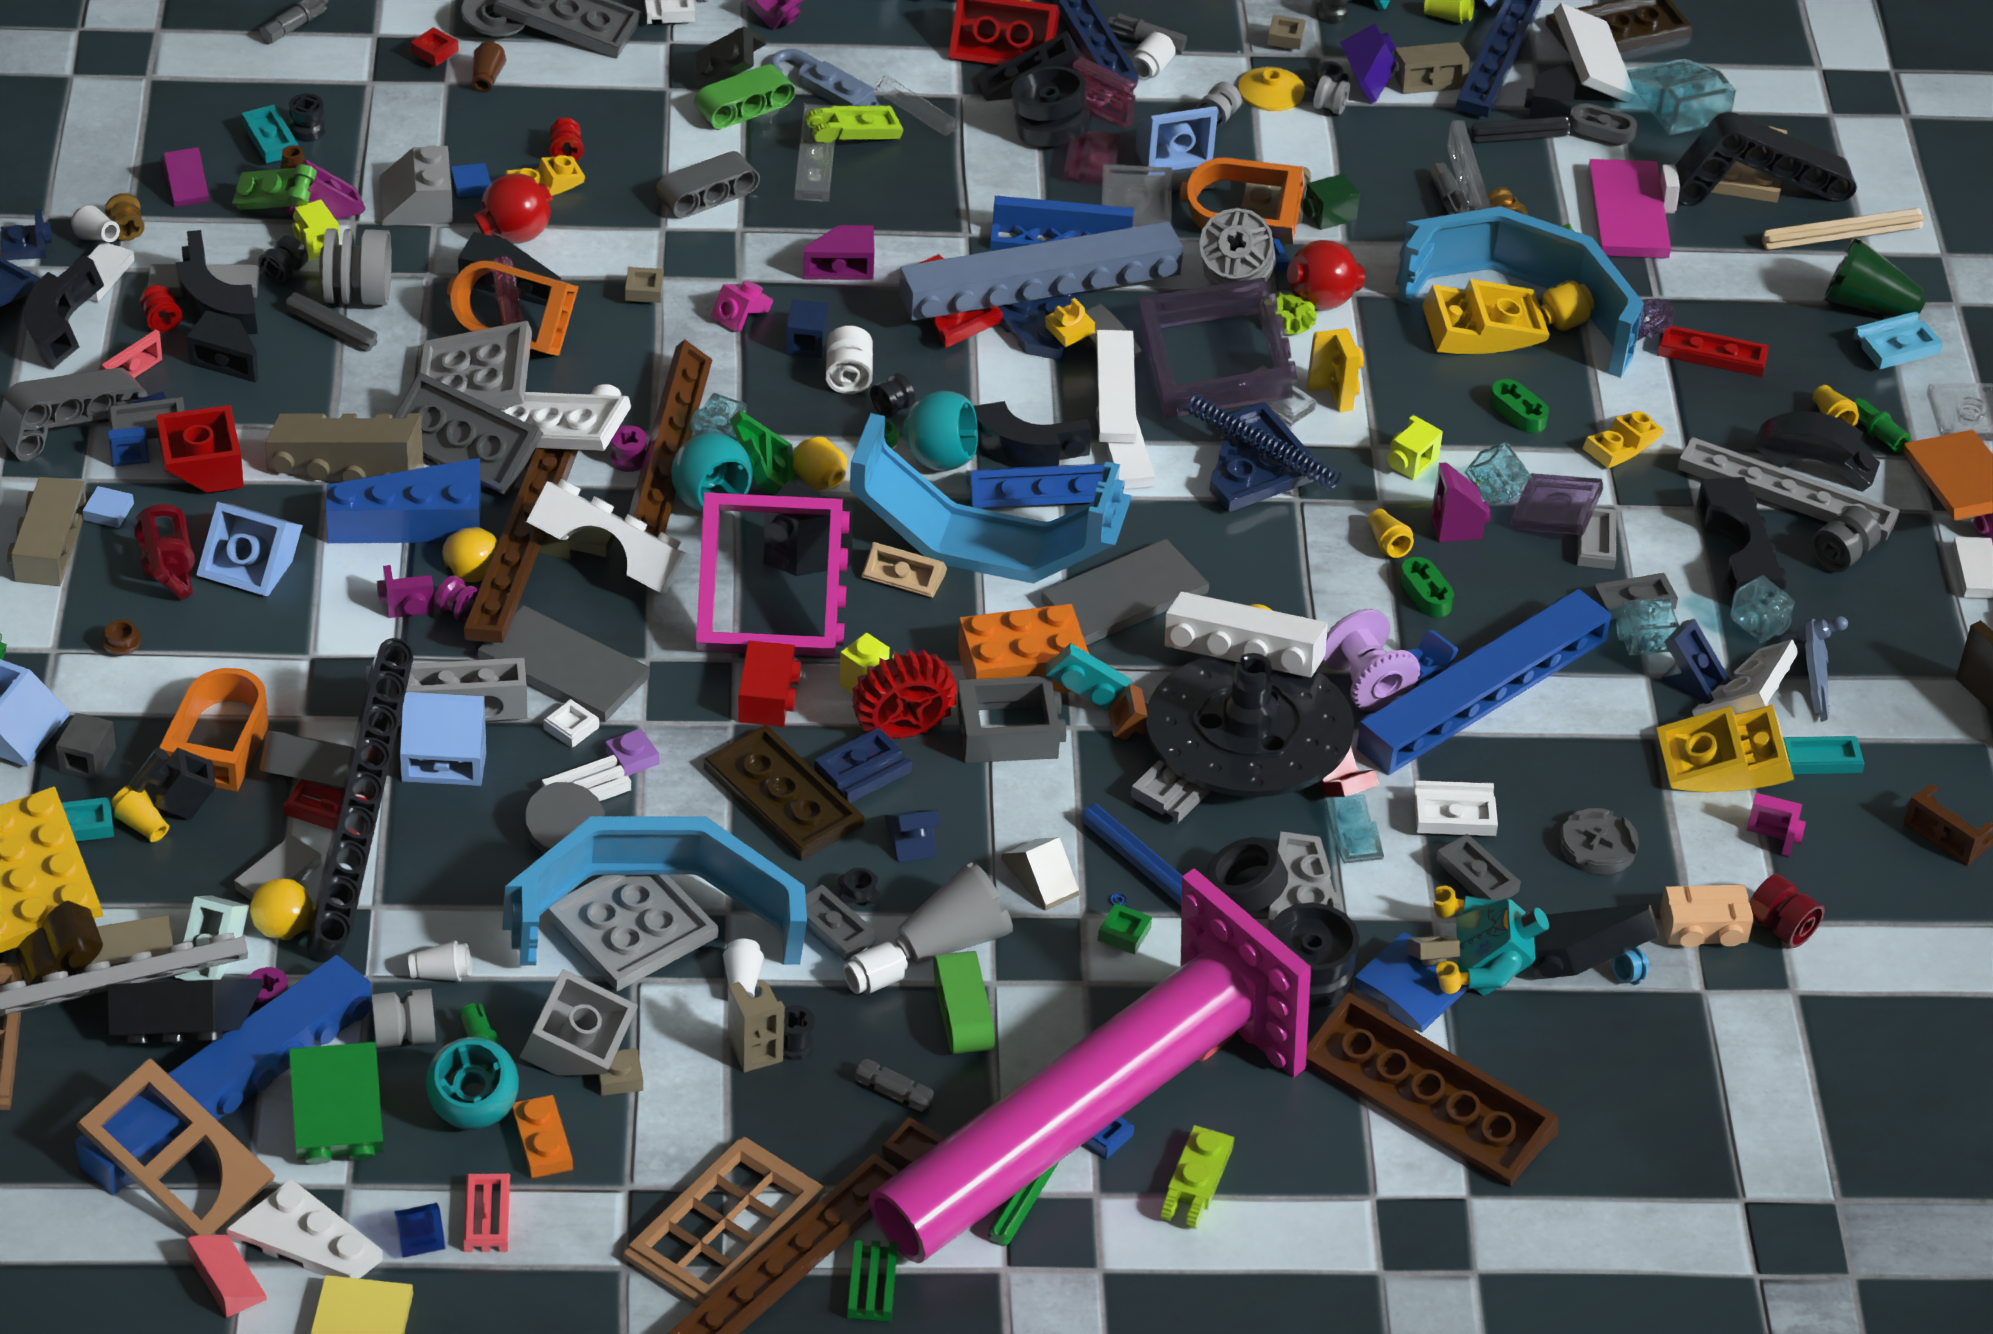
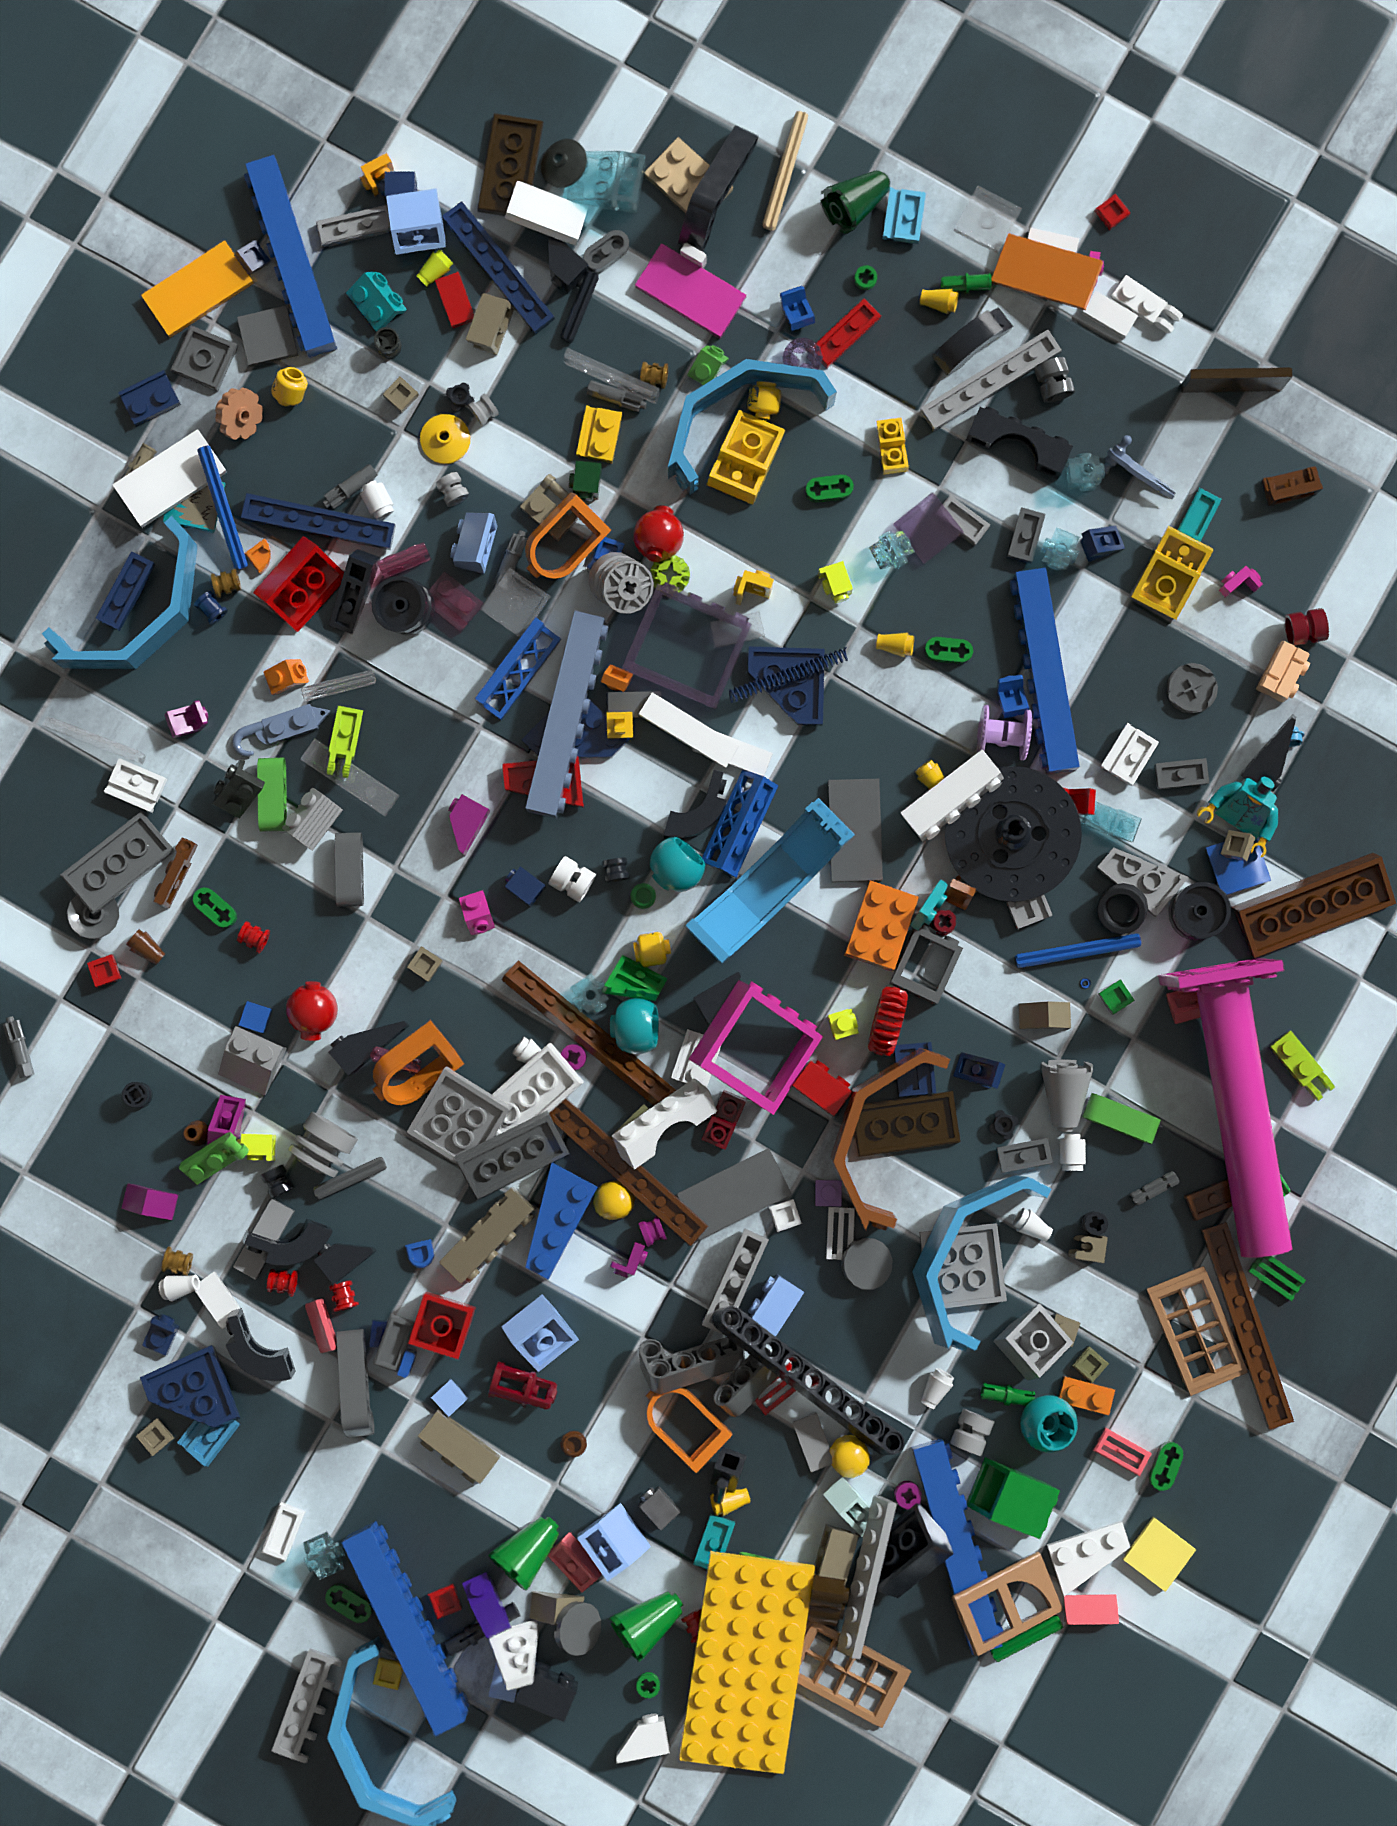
camera: 60 degrees left, 40 degrees up
(135, 1215) = (1027, 1638): none -> green axle
(177, 364) = (343, 1296): none -> red bush
(268, 132) = (139, 1126): teal plate -> none
(270, 411) = (420, 1253): none -> blue tile
(283, 668) = (699, 1363): none -> dark grey beam
(419, 1230) = (1122, 1496): clear blue tile -> none
(499, 1270) = (1171, 1469): none -> green beam
(556, 172) = (281, 969): yellow slope -> none
(570, 102) = (211, 912): none -> green beam
(588, 57) = (175, 873): none -> reddish brown hinge
(590, 1122) = (1090, 1364): none -> olive tile
(642, 617) = (724, 1120): none -> dark red slope
(733, 563) = (684, 1068): none -> white plate
(742, 127) = (312, 818): none -> light grey brick
(746, 703) = (877, 1216): none -> dark orange panel
(895, 57) = (286, 675): none -> orange bracket
(904, 570) = (765, 949): tan slope -> none
(1080, 713) = (951, 923): none -> dark red bush
(1124, 309) = (616, 678): none -> orange plate
(1370, 59) = (468, 363): dark purple slope -> none
(1395, 199) = (599, 434): none -> yellow plate
(1434, 30) = (455, 300): none -> red tile
(1457, 507) = (906, 592): magenta slope -> none
(1664, 54) = (569, 169): none -> pearl dark grey dish
(1700, 291) = (796, 308): none -> blue bracket
(1754, 680) = (1135, 520): white wing -> none
(1794, 340) = (860, 272): none -> green bush

